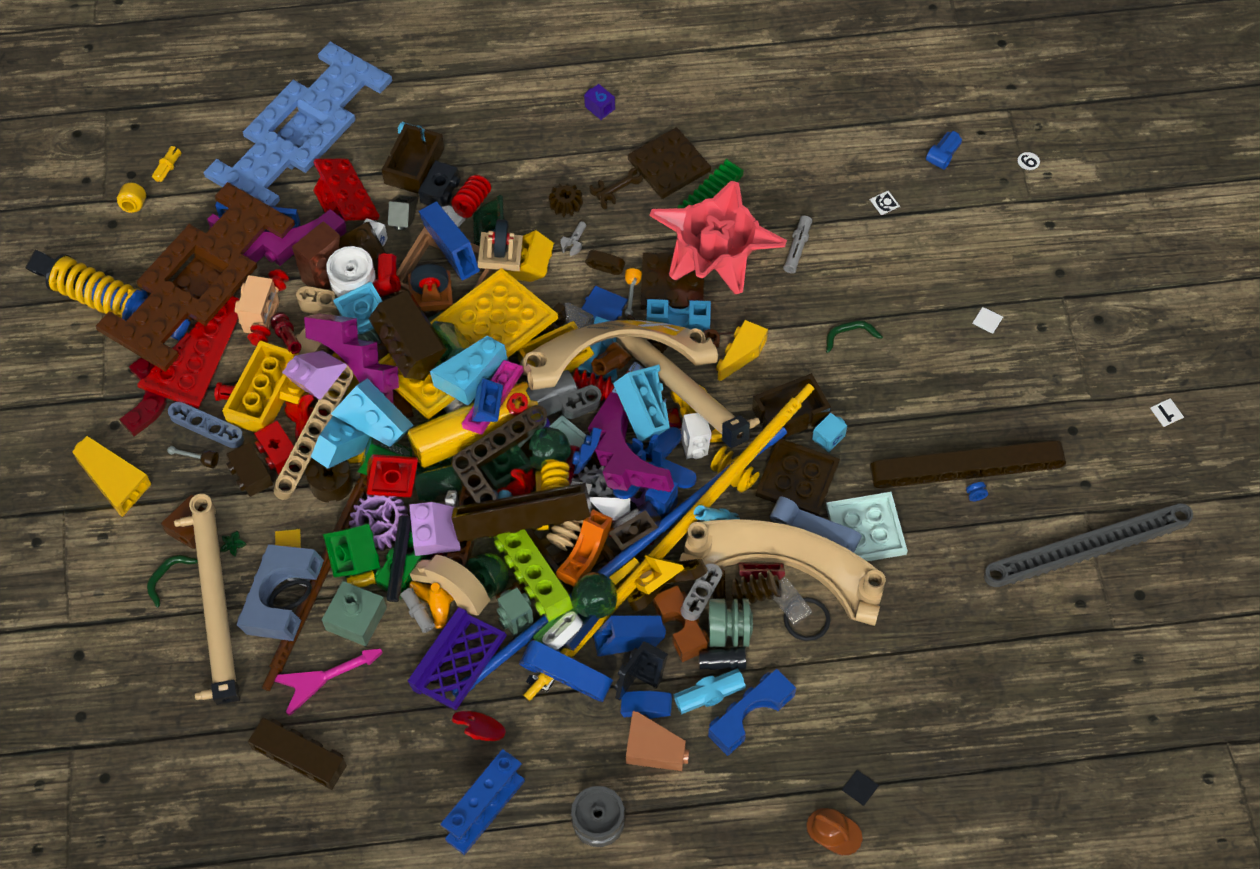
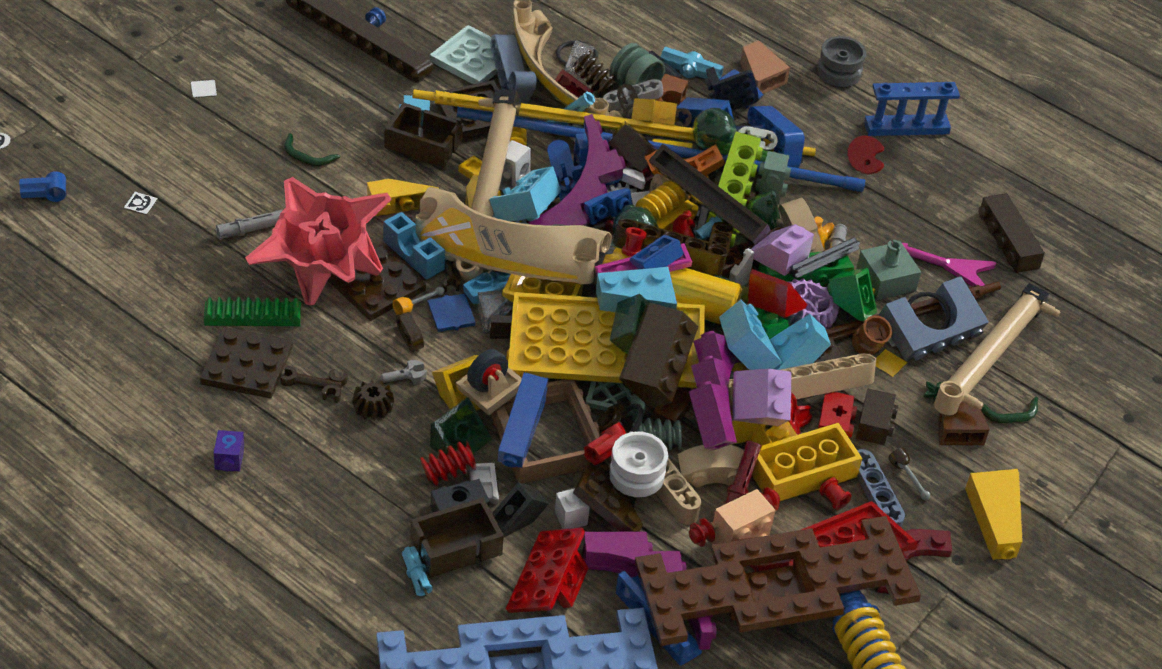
camera: 140 degrees left, 15 degrees down
(308, 531) = (872, 335): none -> dark orange wheel
(313, 254) = (654, 499): copper wedge -> none
(360, 305) = (667, 425): medium azure slope -> none
(431, 287) = (585, 400): plate -> none
(440, 652) = (845, 207): dark purple fence -> none
(772, 693) = (655, 36): blue arch -> none

